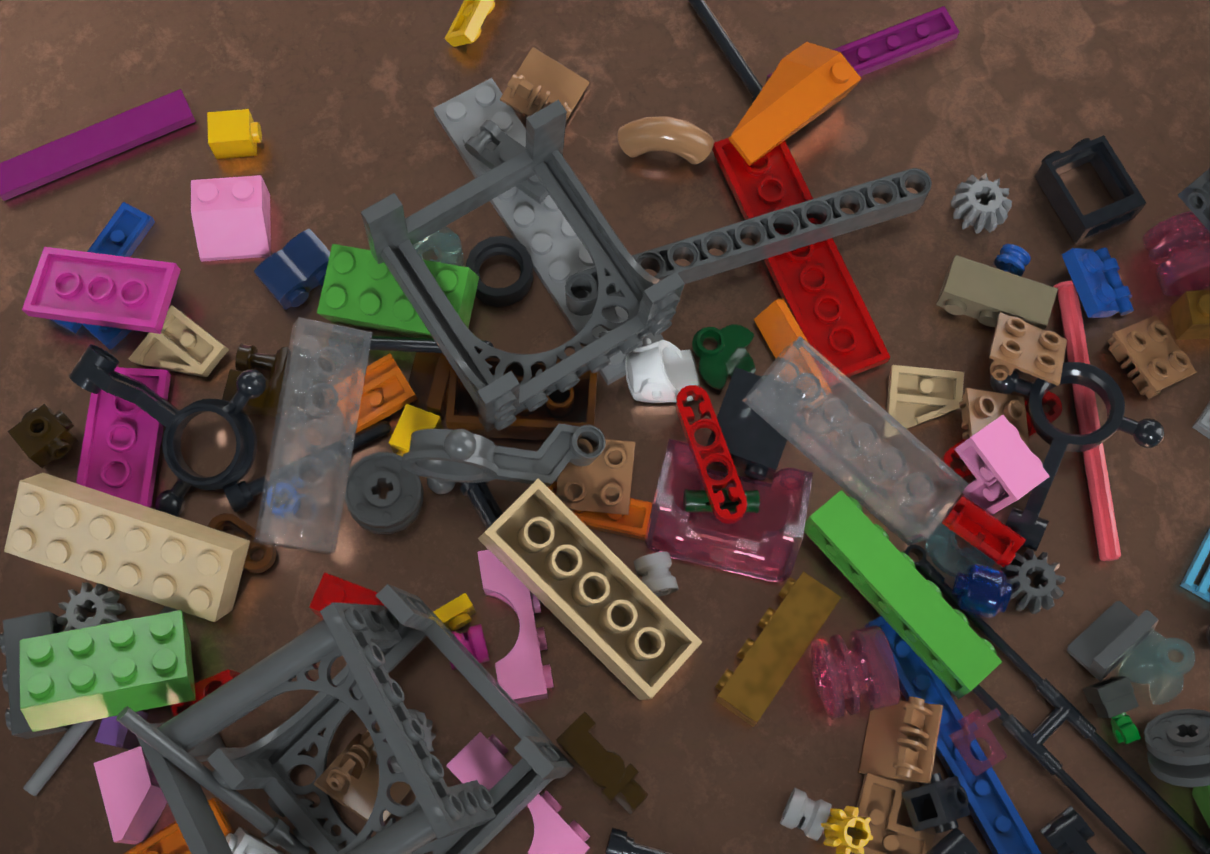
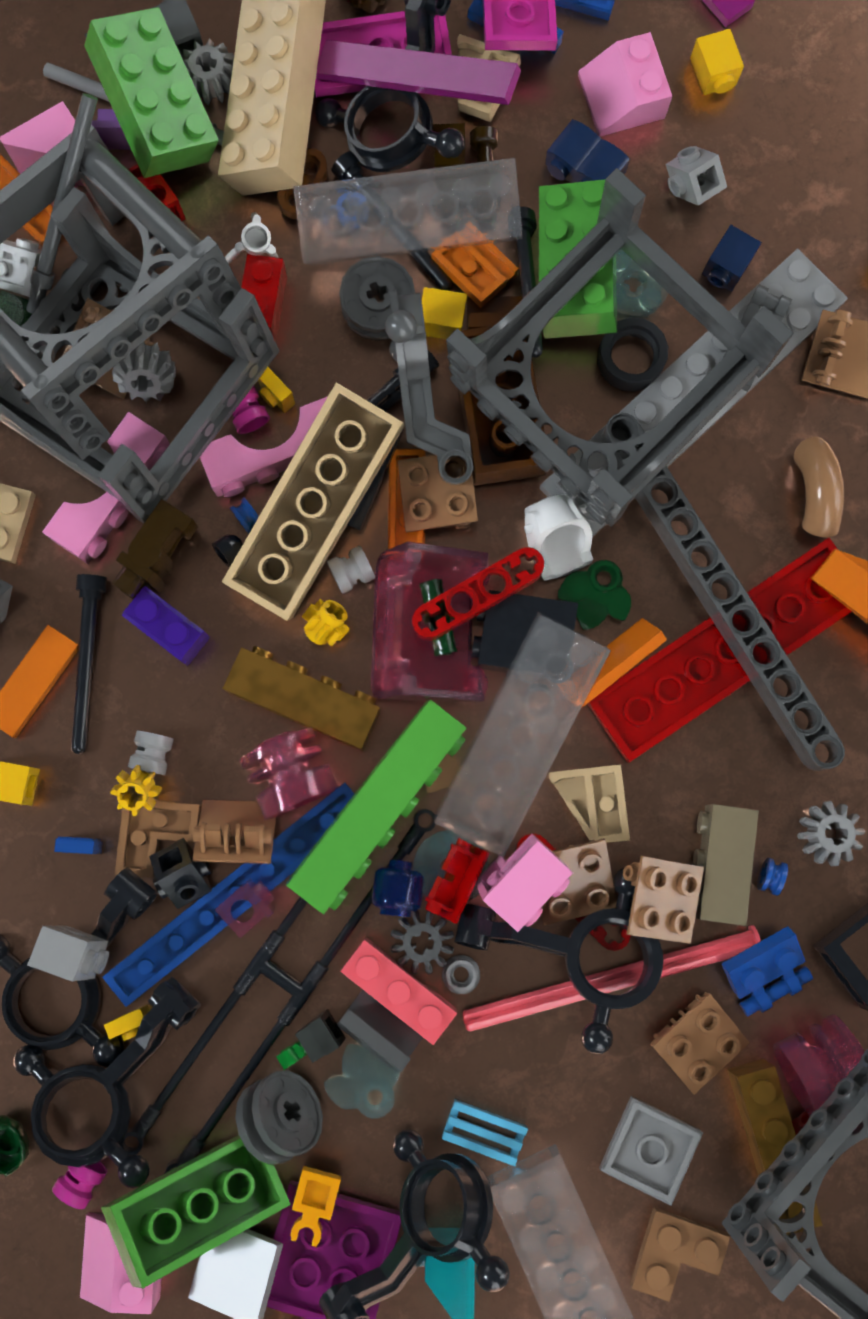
camera: 75 degrees right, 10 degrees up
(171, 397) = (419, 71): none -> magenta tile
(298, 595) = (254, 240): none -> white plant
(342, 174) = (696, 175): none -> light grey brick
(429, 165) = (731, 258): none -> dark blue brick
(578, 668) = (245, 514): none -> blue bush
(608, 694) = (227, 548): none -> black hinge
(679, 771) = (166, 625): none -> dark purple brick
(705, 609) = (325, 622): none -> yellow gear
(1073, 546) = (467, 985): none -> light grey plate
(1076, 612) = (399, 991): none -> coral arch

